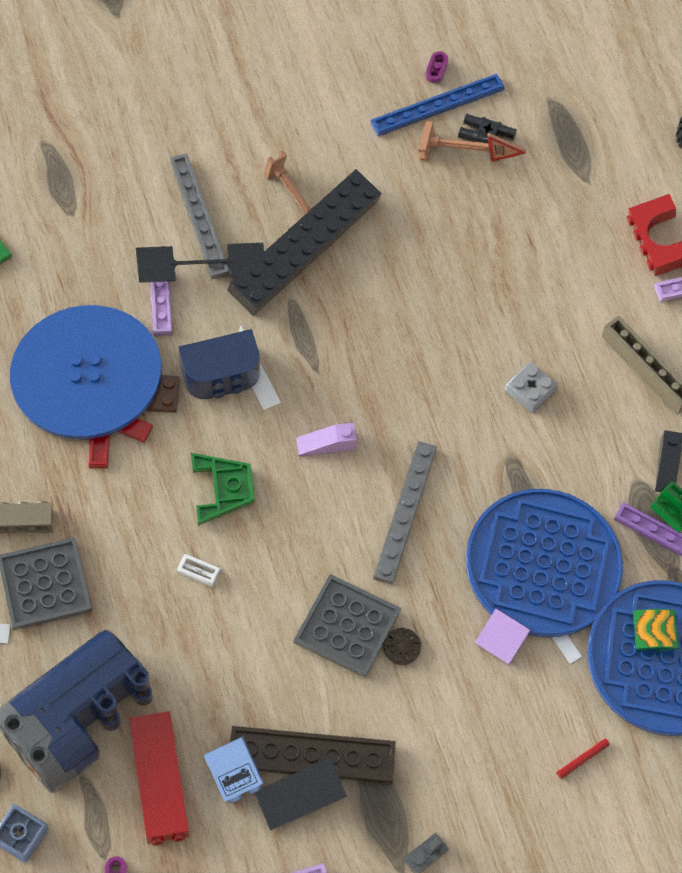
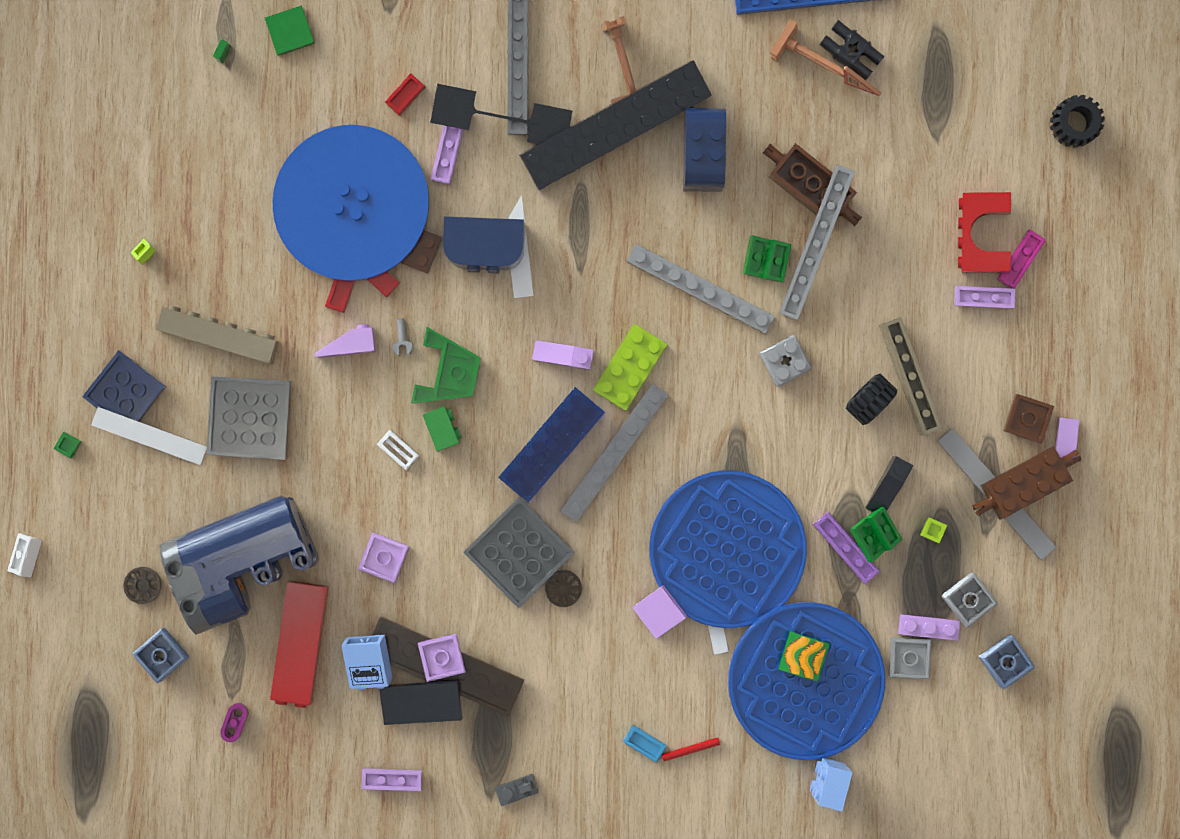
camera: 25 degrees right, 25 degrees up
(107, 273) = (405, 94): none -> red tile
(126, 486) = (353, 342): none -> lavender slope
(171, 474) = (402, 338): none -> light grey bar
(216, 672) = (383, 557): none -> lavender tile
(234, 536) = (441, 428): none -> green brick
(306, 743) = (441, 657): none -> lavender tile
(344, 518) = (551, 445): none -> clear blue brick
(391, 435) = (629, 367): none -> lime plate
(392, 237) = (704, 149): none -> dark blue brick
(431, 352) = (700, 288): none -> light grey plate
(480, 311) = (766, 259): none -> green slope
(496, 239) = (806, 180): none -> reddish brown brick
(520, 279) = (817, 241): none -> light grey plate
(535, 767) = (644, 743): none -> dark azure tile
(621, 389) = (871, 399): none -> black tyre

